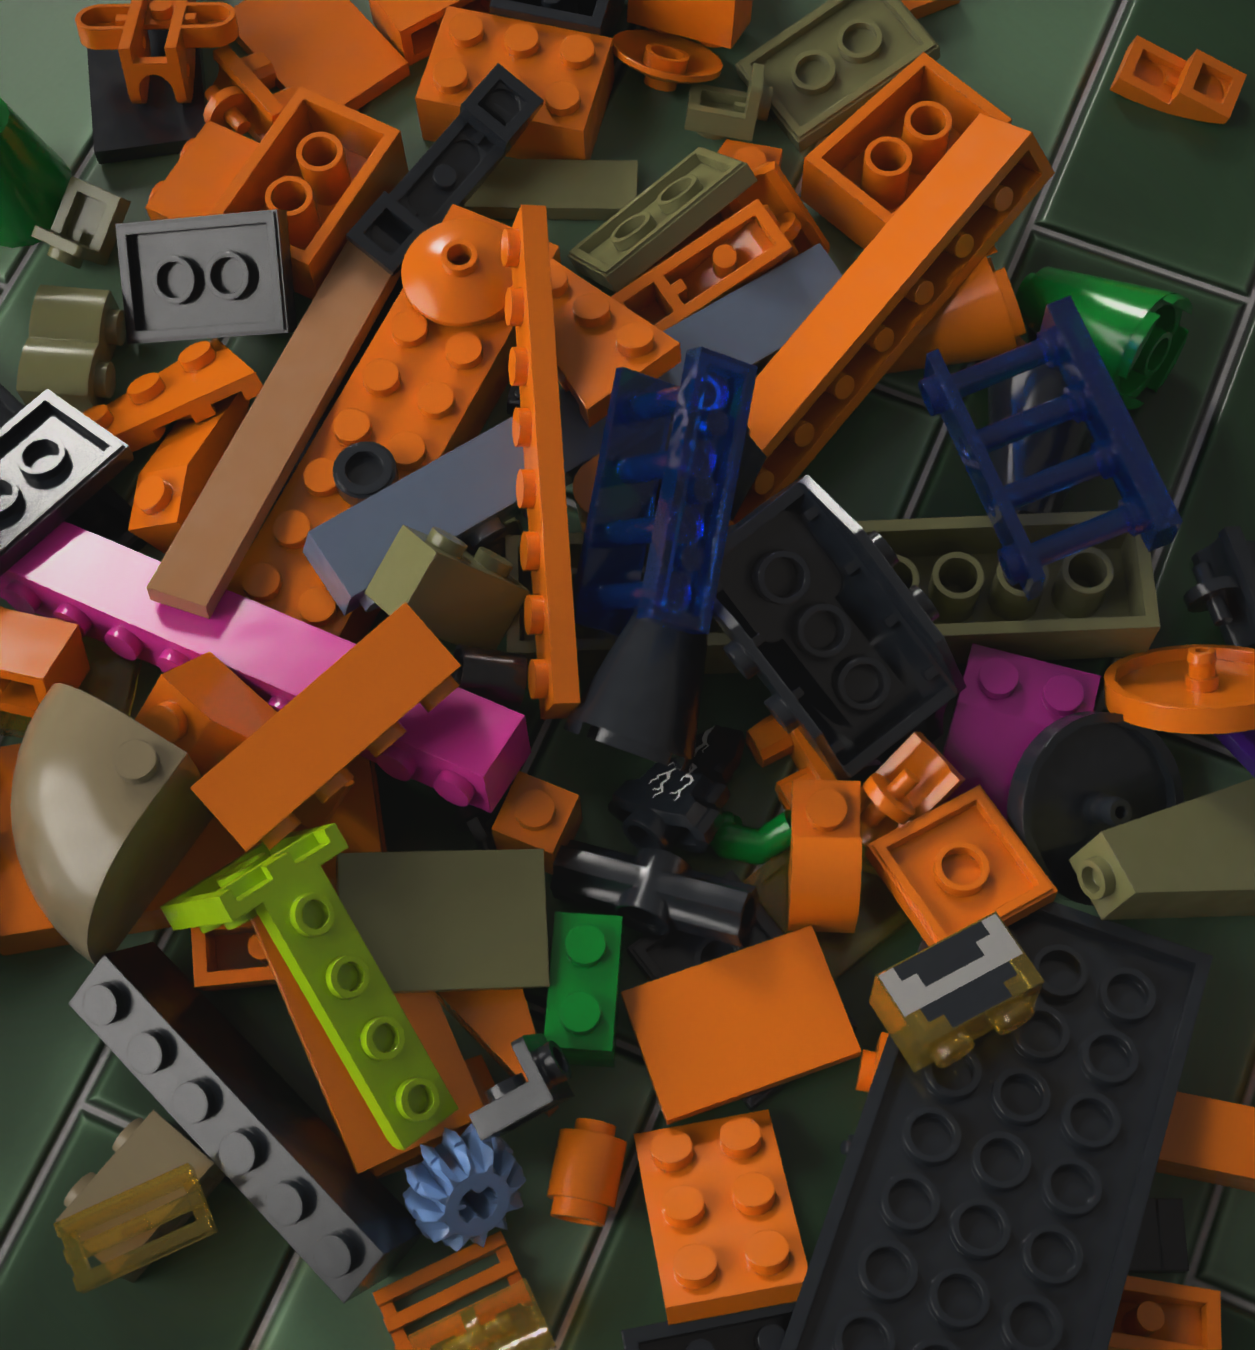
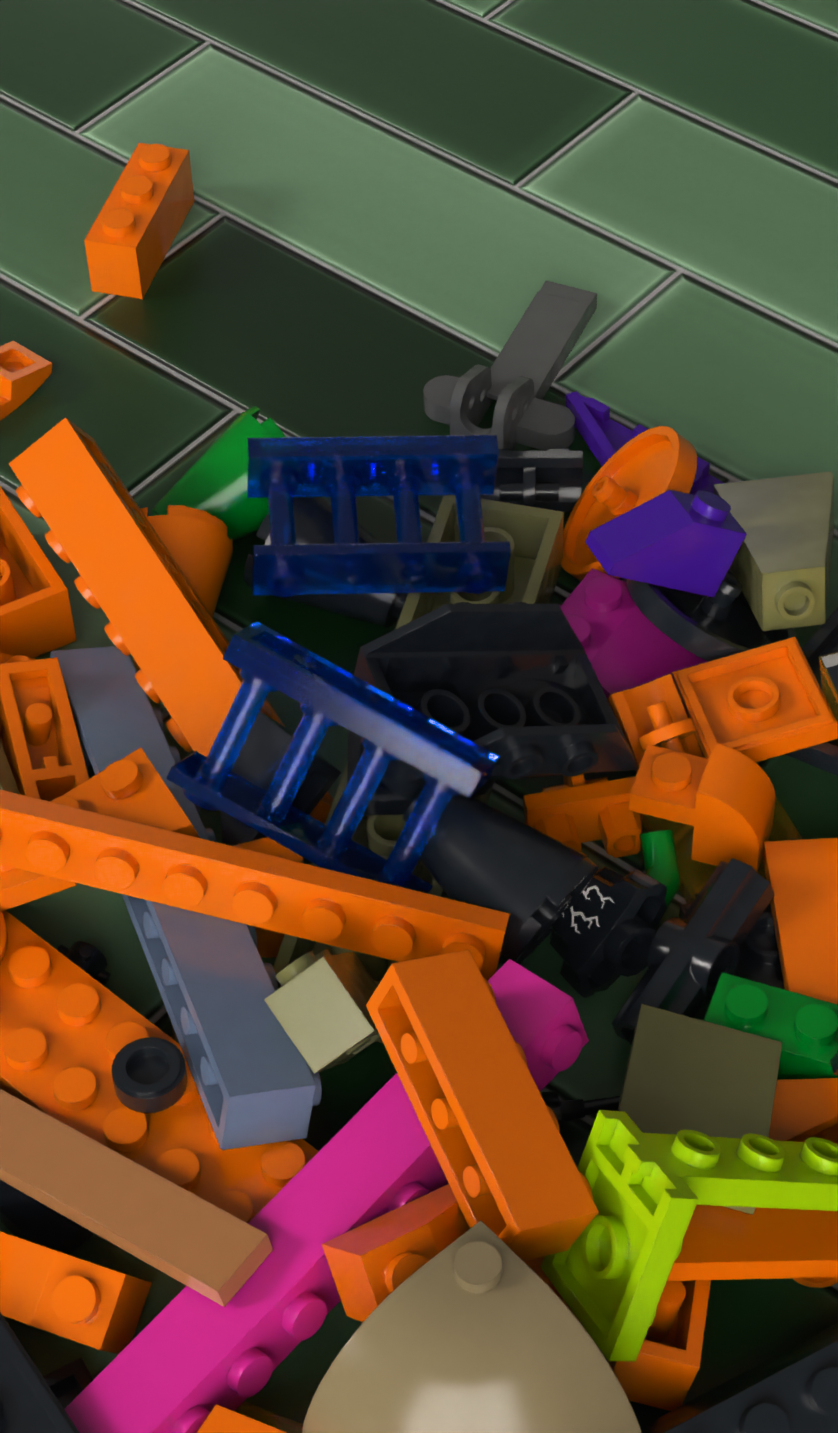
camera: 75 degrees left, 20 degrees down
(537, 818) = (606, 1054): orange brick -> none
(1117, 731) = (671, 542): none -> dark purple slope

